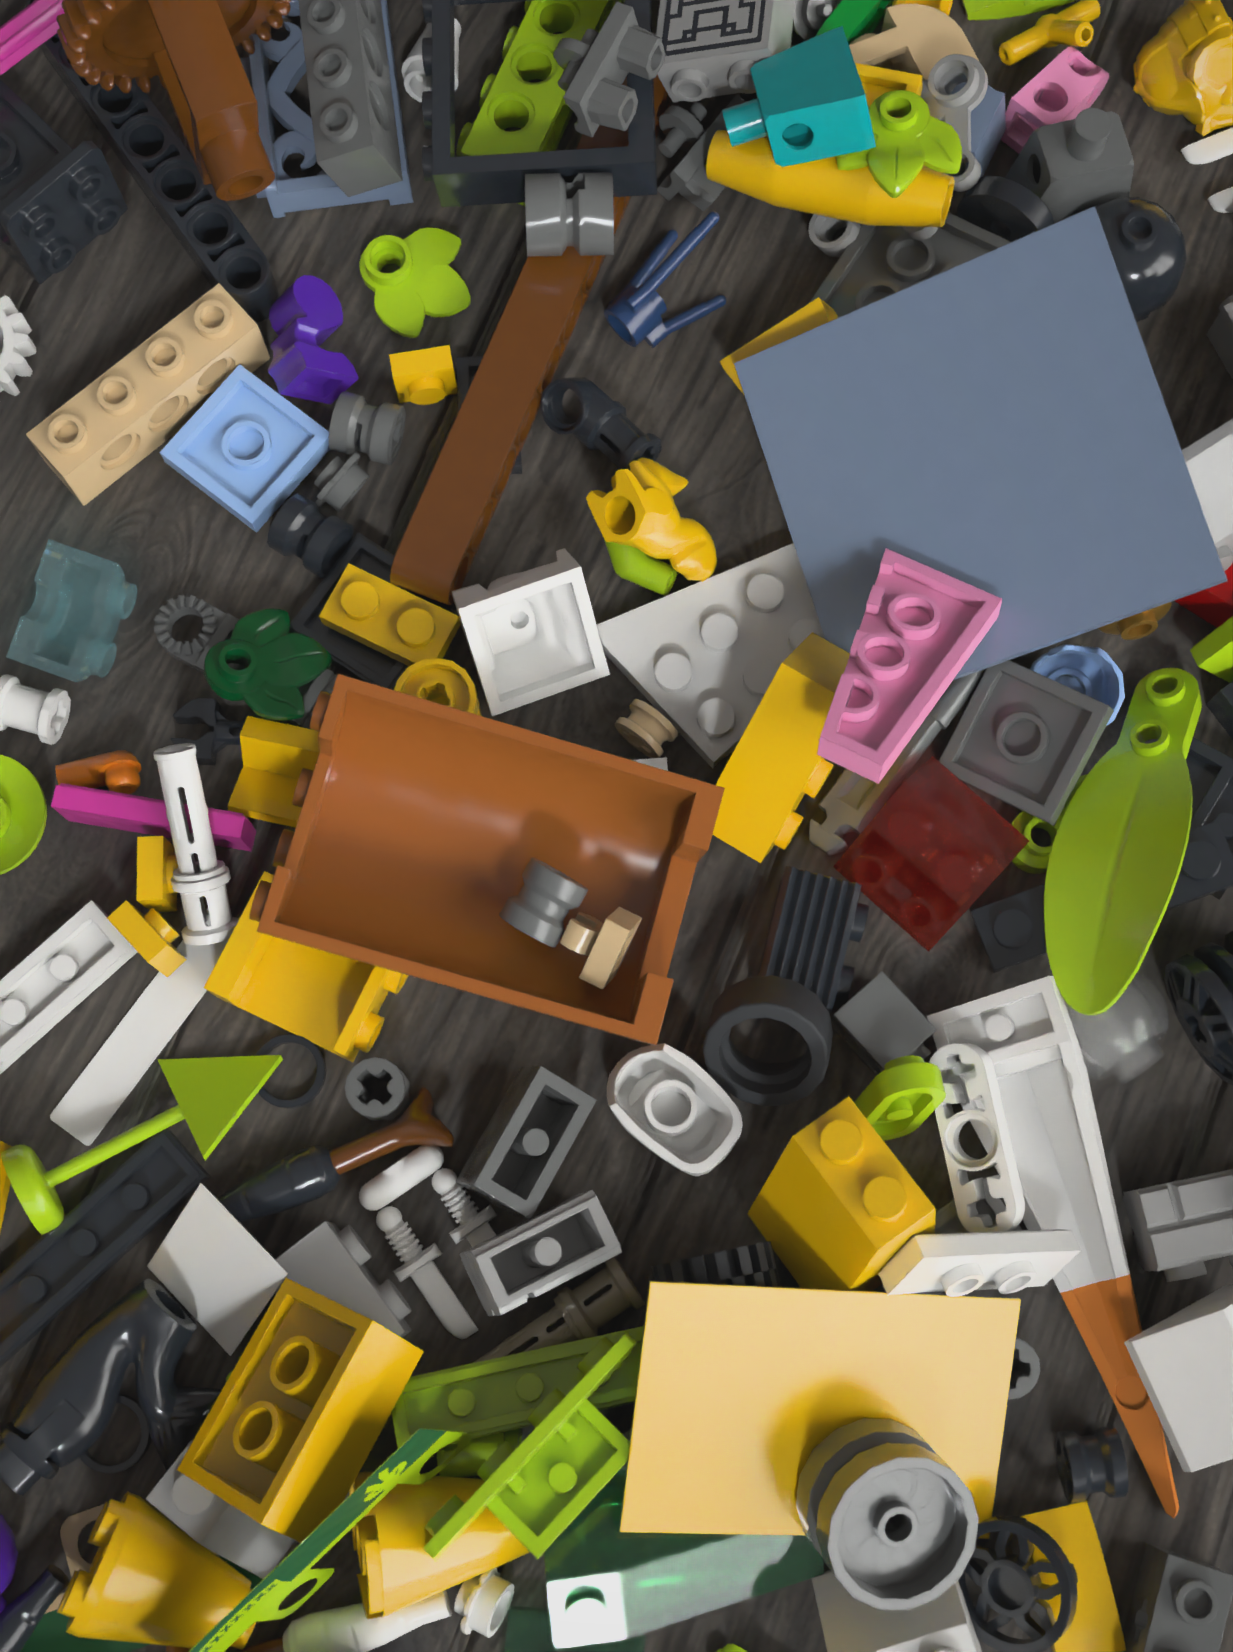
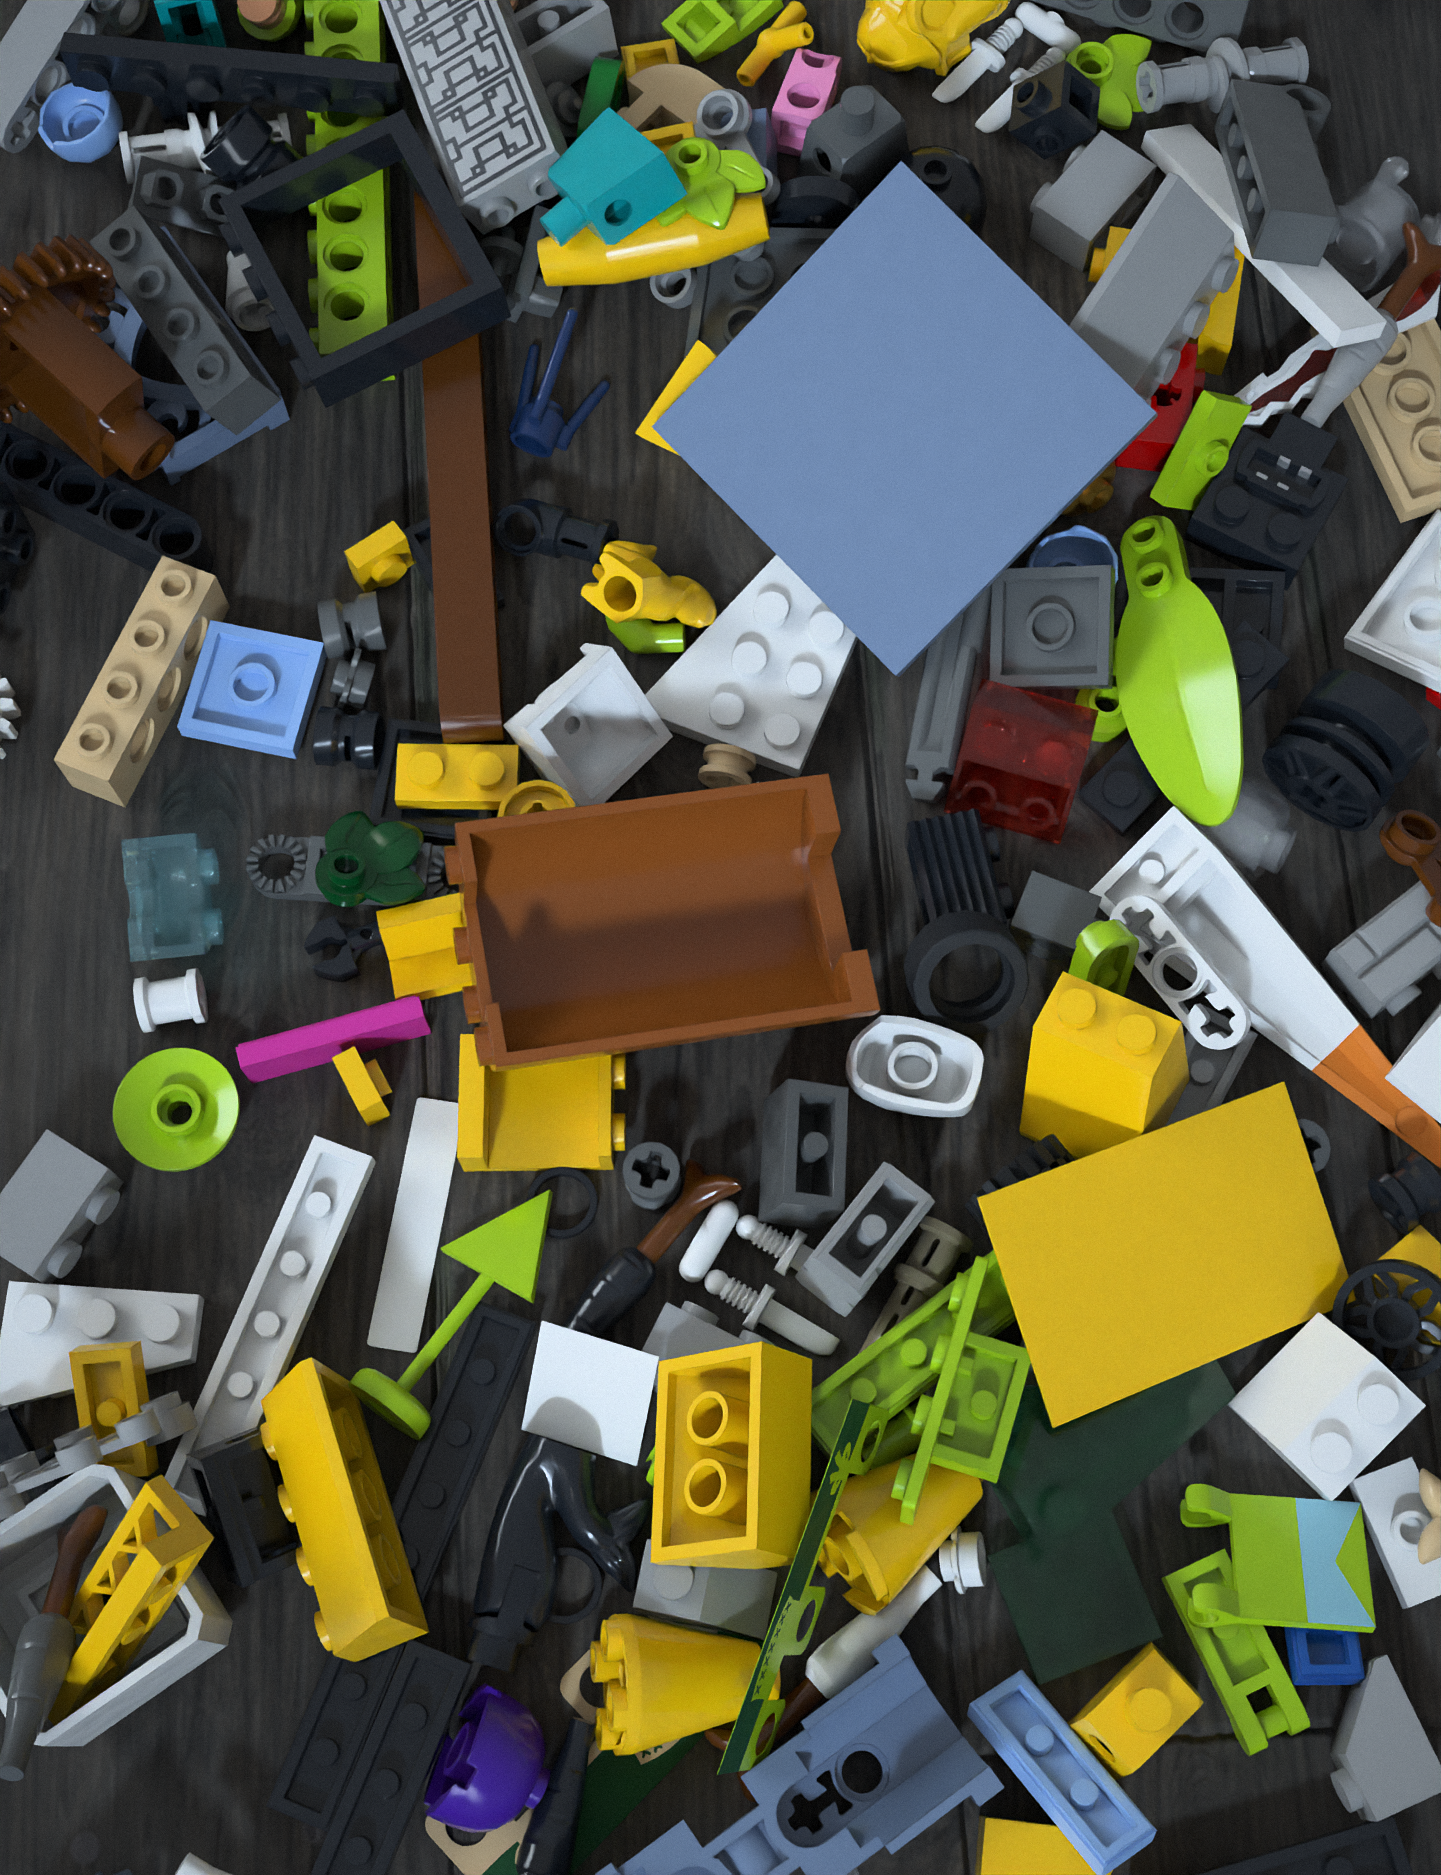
camera: 25 degrees left, 5 degrees down
(114, 769) = (275, 1015): orange arm -> none
(149, 936) = (383, 1140): yellow plate -> none
(194, 879) = (398, 1071): white pin -> none
(303, 321) = (265, 596): dark purple leg -> none
(421, 284) = (334, 485): lime plate -> none
(543, 902) = (719, 943): dark grey wheel -> none
(569, 214) = (448, 362): dark grey wheel -> none
(600, 65) = (415, 226): dark grey hips -> none
(602, 942) = (786, 955): tan tile -> none
(778, 752) = (861, 722): yellow wedge -> none
(886, 1514) = (1265, 1301): wheel -> none
(902, 660) = (925, 599): bright pink wing -> none
(978, 1261) = (1234, 1065): white plate -> none

